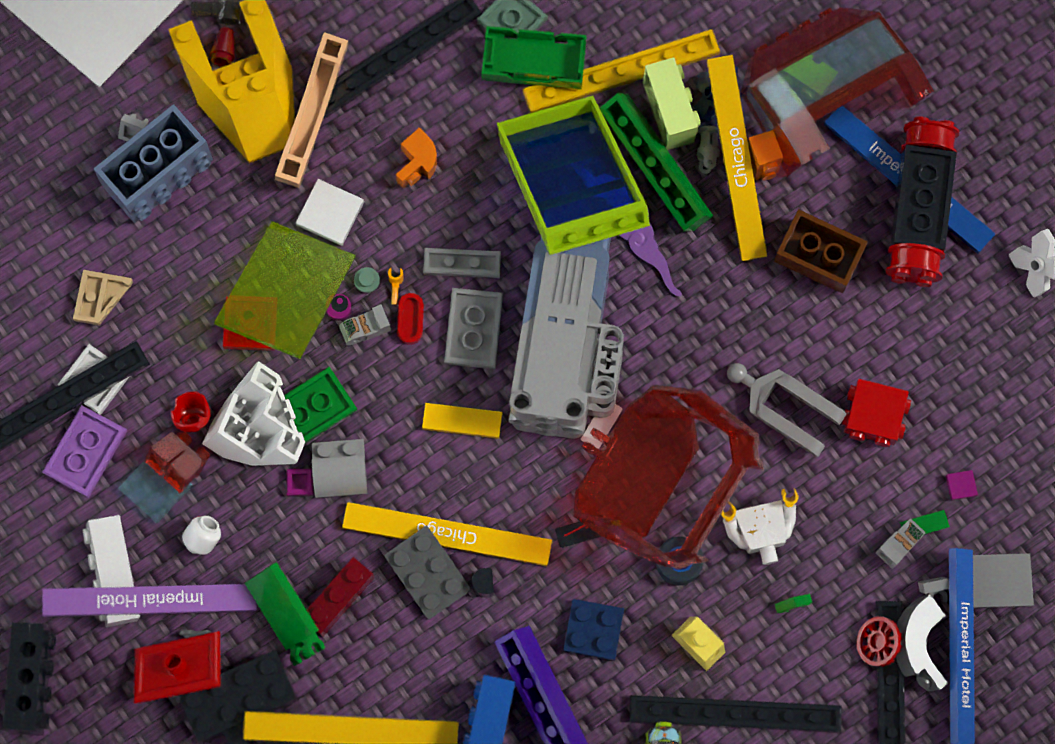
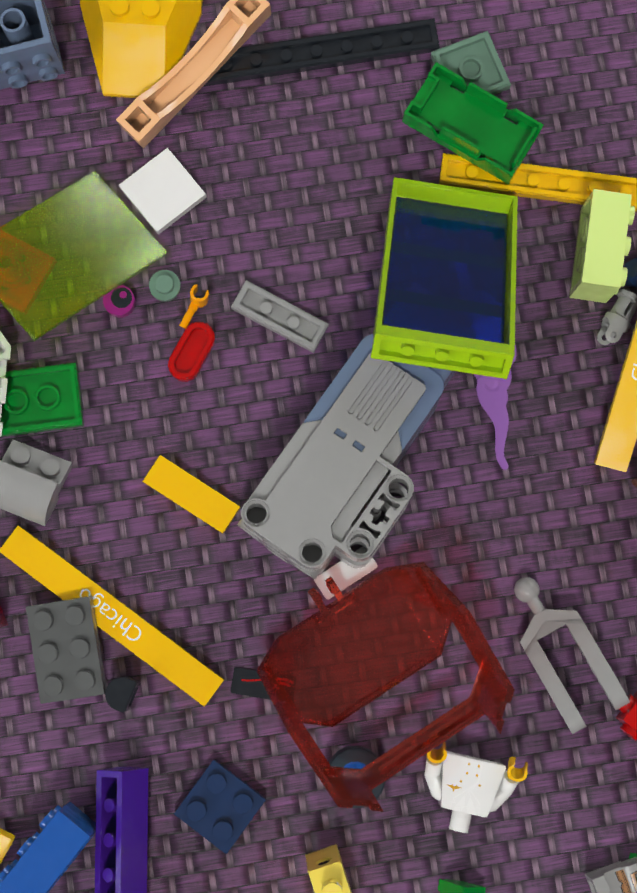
camera: 25 degrees right, 5 degrees up
(365, 326) = (137, 336): light grey leg -> none
(423, 158) = (294, 176): orange brick -> none
(473, 328) = (256, 396): light grey tile -> none
(656, 162) = (551, 305): green brick -> none

